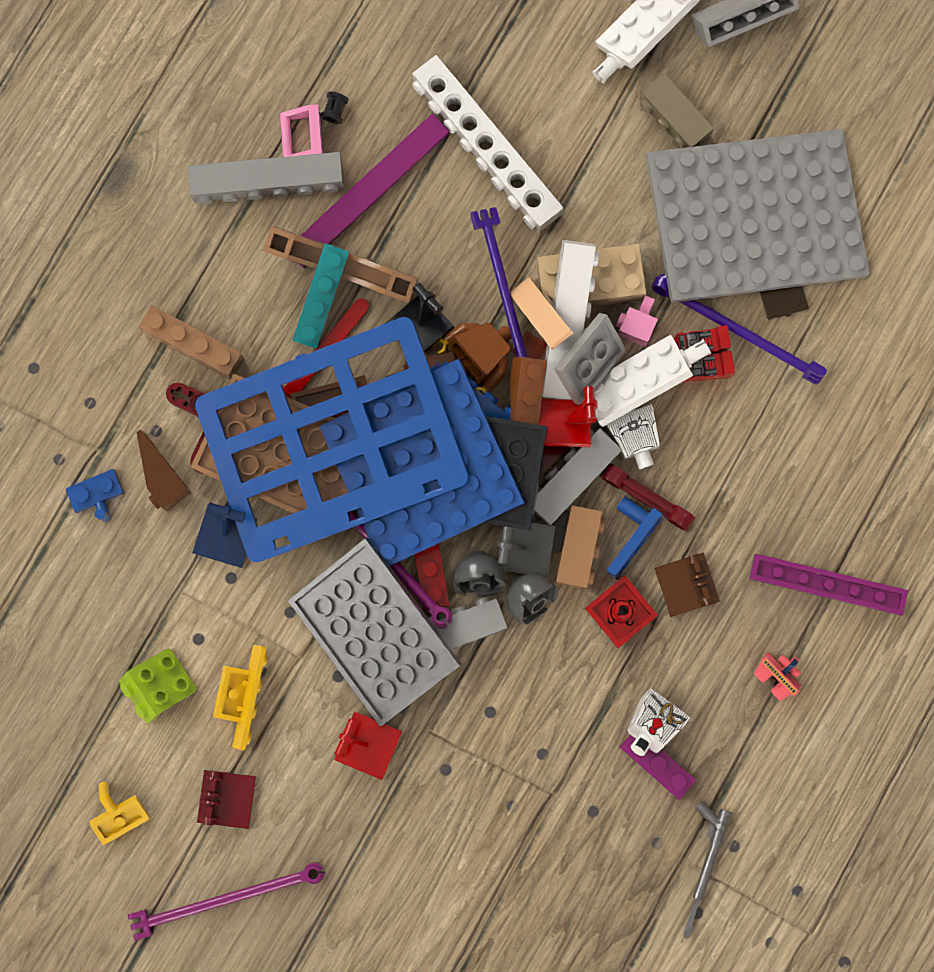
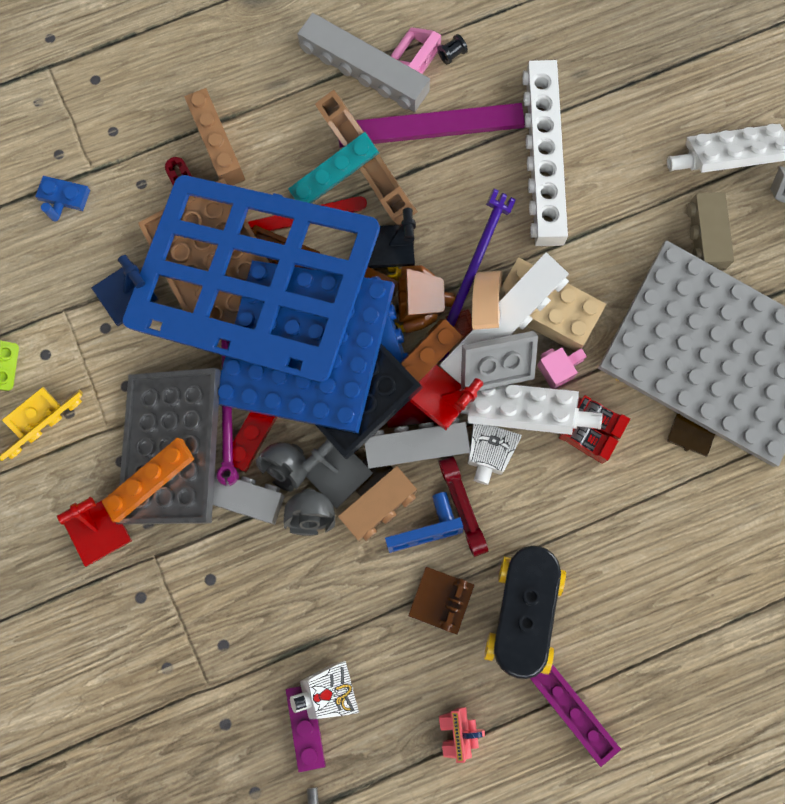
camera: 40 degrees right, 5 degrees down
(160, 477) = (113, 216): reddish brown slope -> none
(381, 671) = (148, 480): none -> orange plate
(621, 611) = (357, 567): red plate -> none
(761, 541) = (526, 613): none -> black piece
(812, 372) = (673, 508): dark purple hinge -> none

